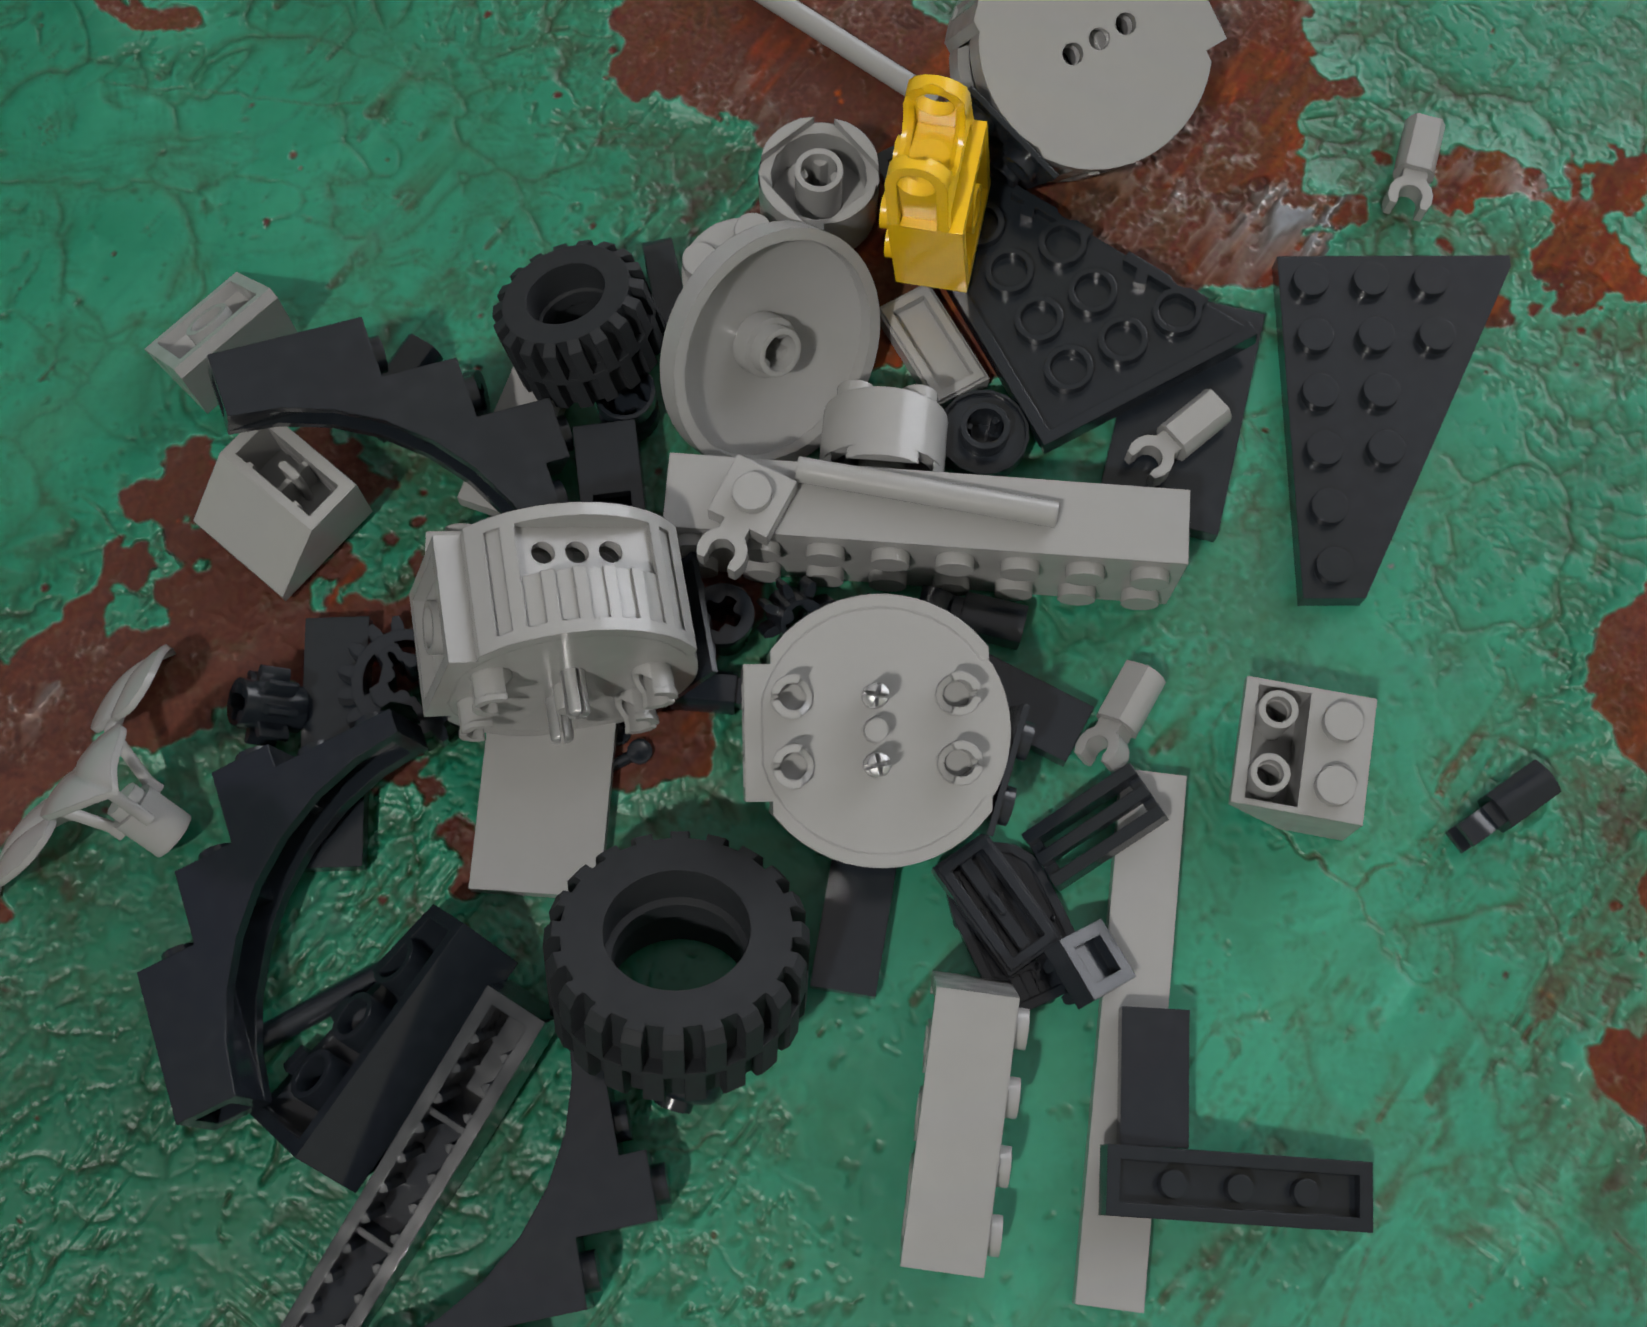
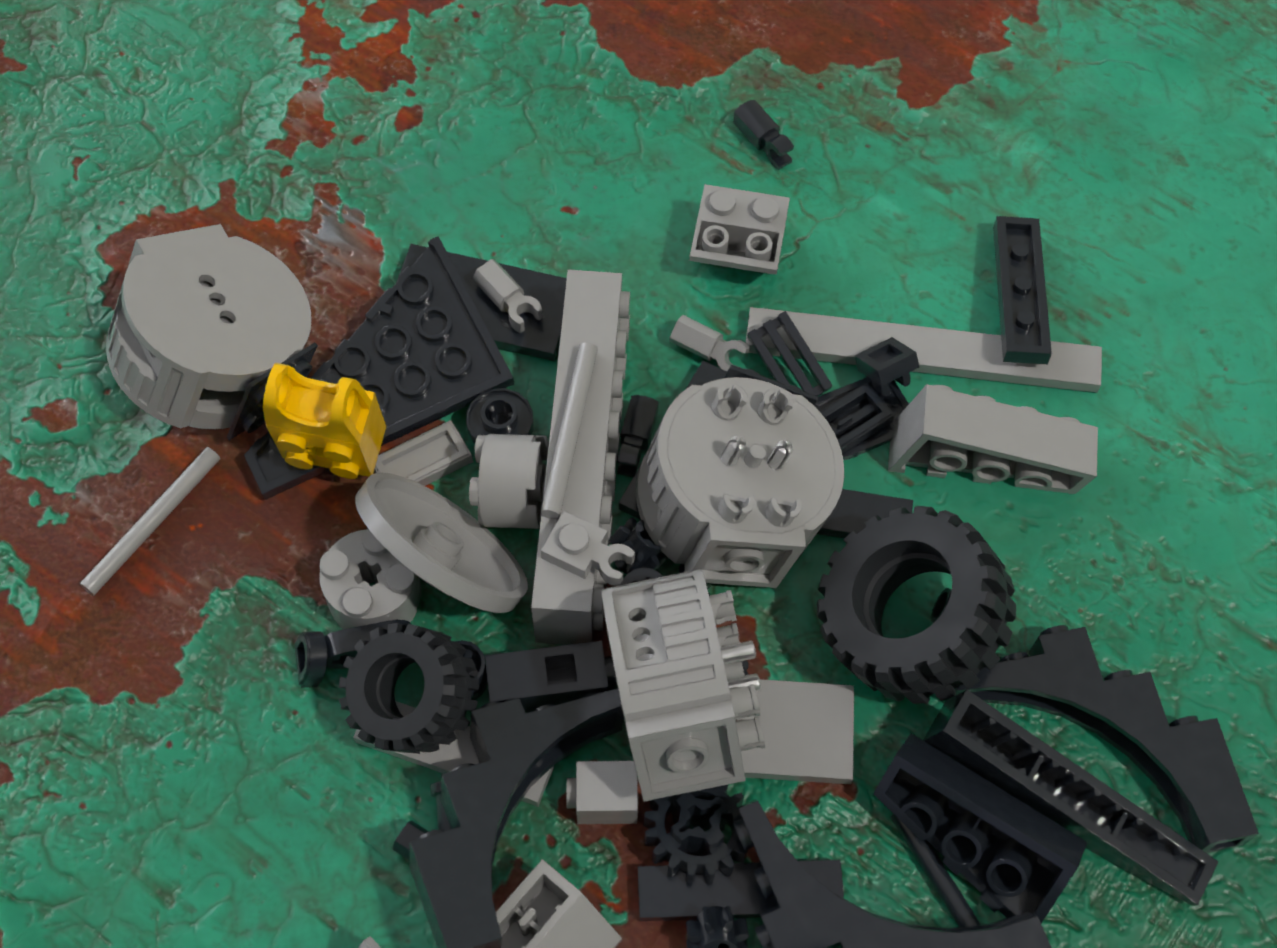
camera: 90 degrees left, 10 degrees down
(651, 227) = (311, 658): none -> black tile
(821, 178) = (289, 526): light grey brick -> none
(1153, 1077) = (956, 331): black tile -> none
(1364, 389) = (468, 190): black wing -> none
(1416, 163) = (300, 148): light grey bar -> none

